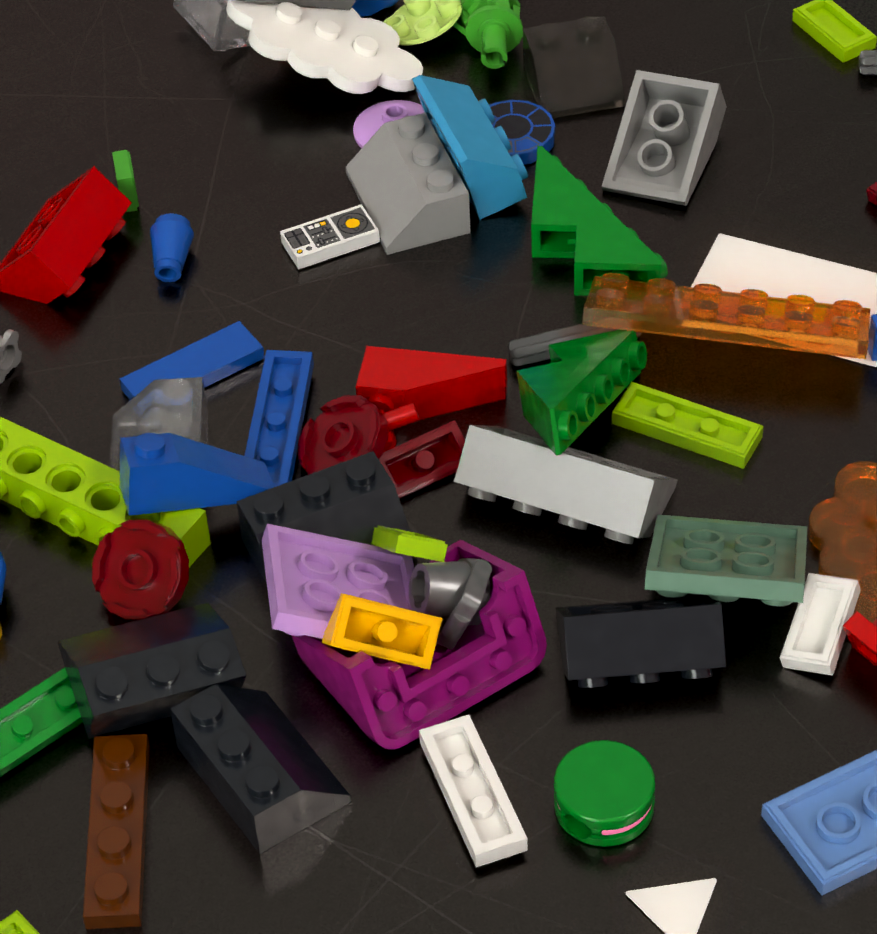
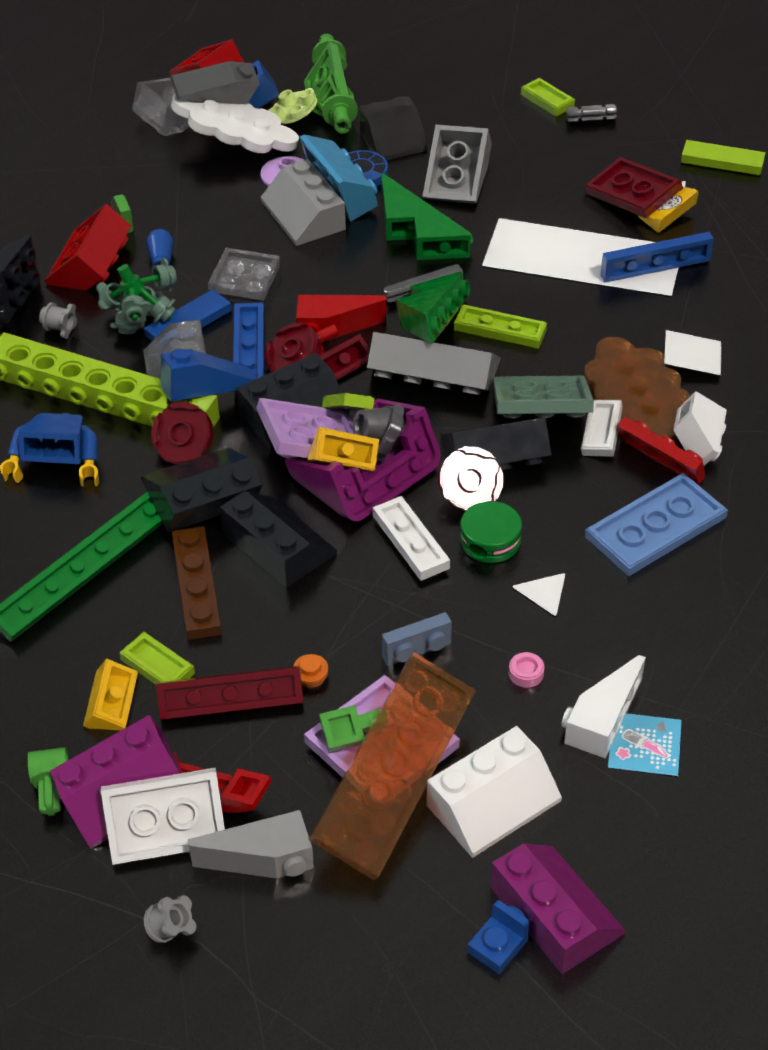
camera: 10 degrees left, 0 degrees up
(130, 330) = (136, 301): none -> sand green plant
(293, 298) = (244, 273): none -> clear plate
(329, 236) = (260, 236): tile -> none
(585, 695) = (470, 478): none -> tile
(728, 316) = (515, 262): clear orange plate -> none

